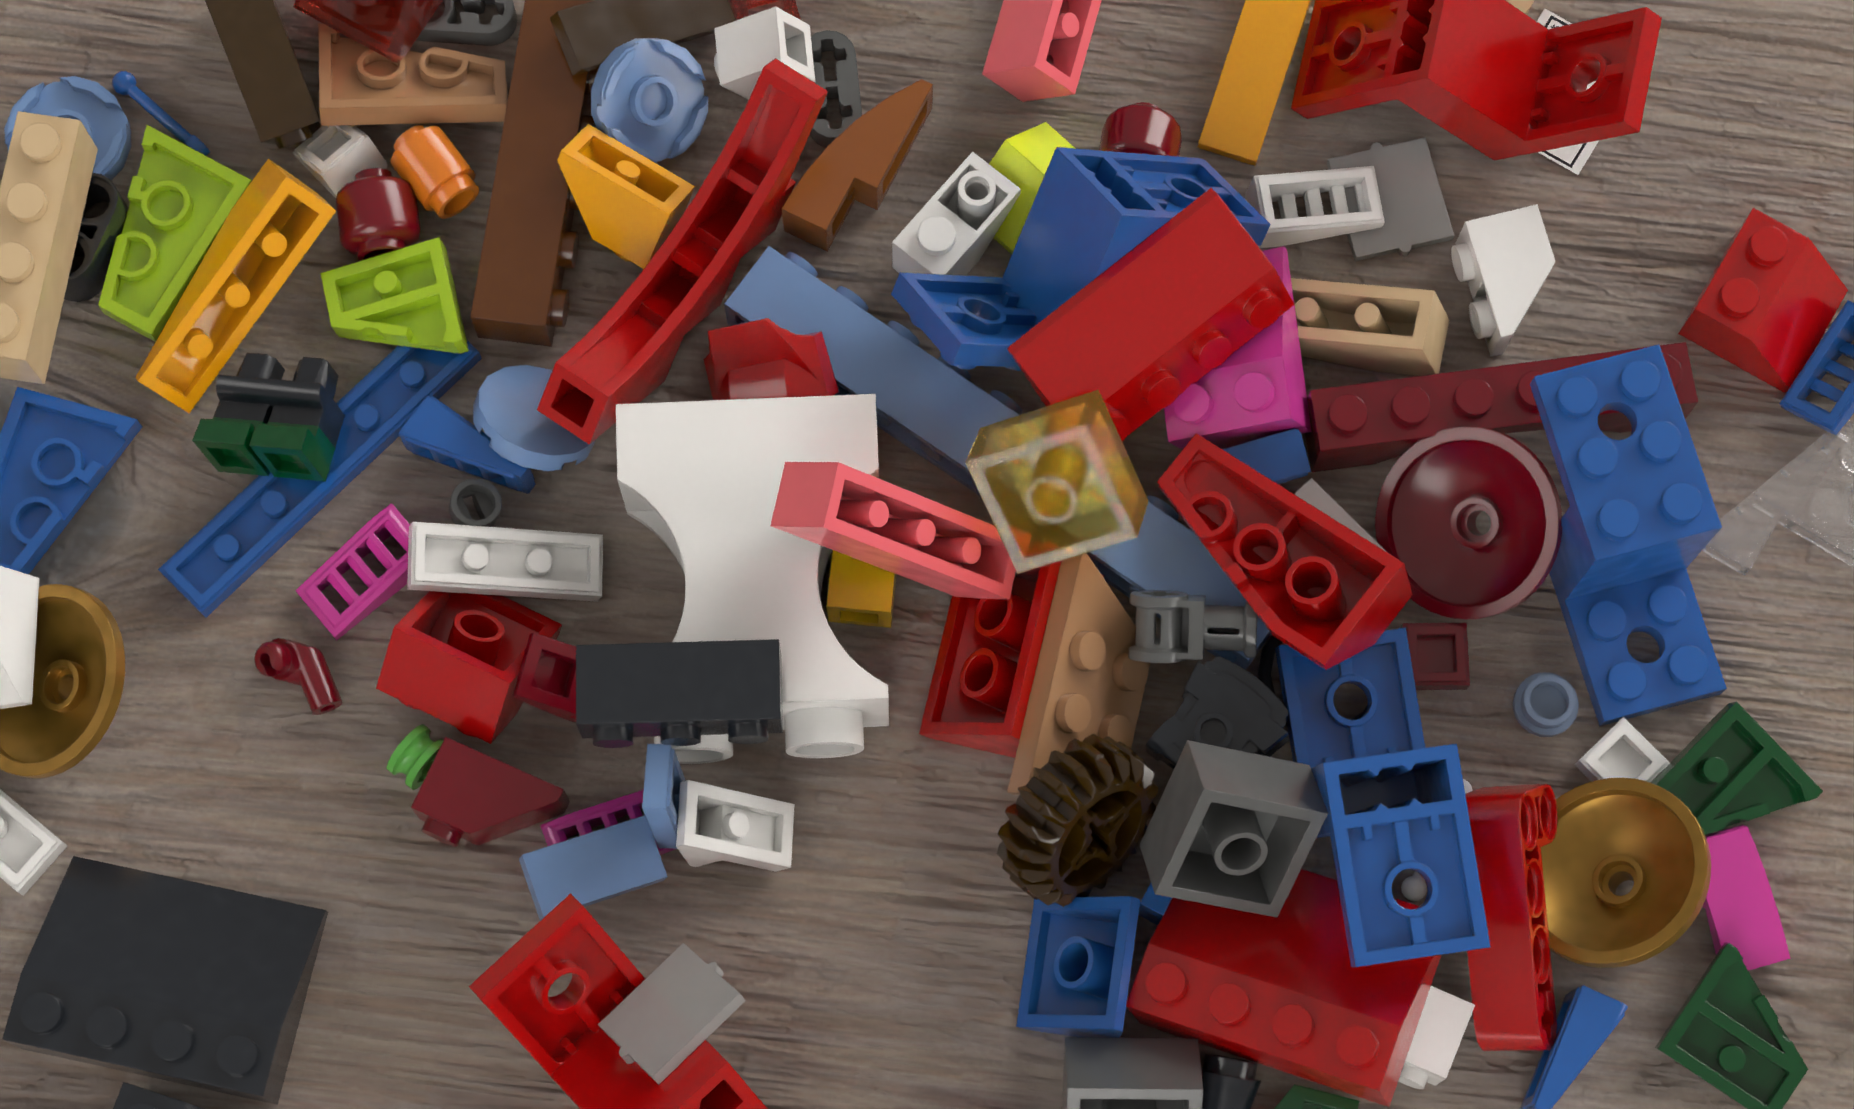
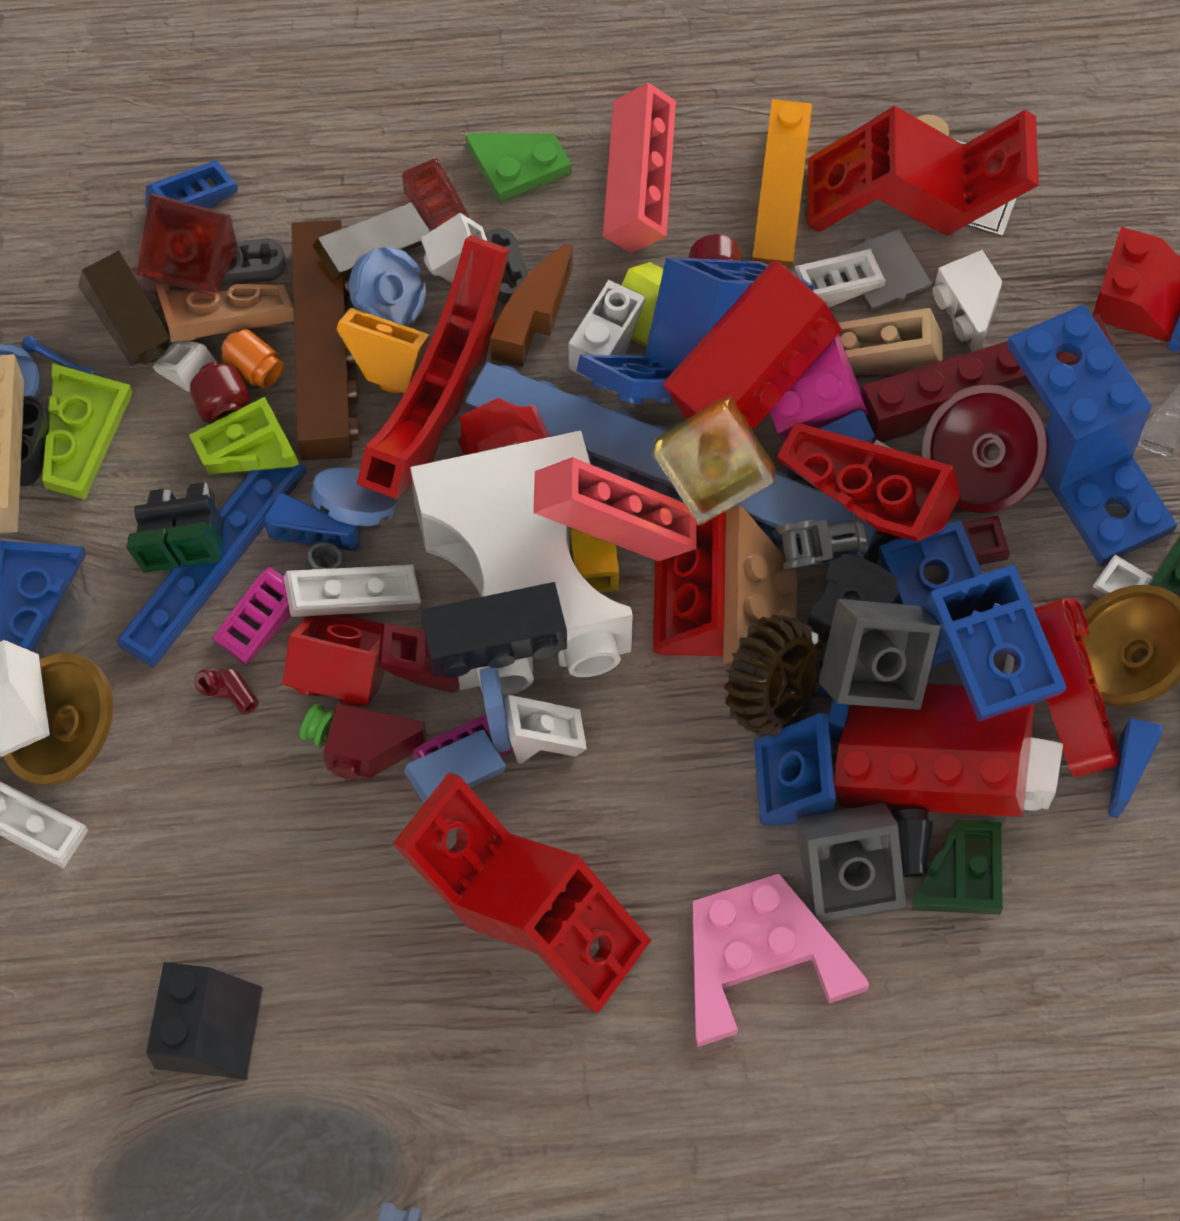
camera: 10 degrees left, 10 degrees down
(168, 979) = (177, 902): black slope -> none
(234, 283) = (133, 449): light orange slope -> none
(671, 1013) = (531, 841): light grey piece -> none
(1545, 704) = (1062, 556): sand blue plate -> none

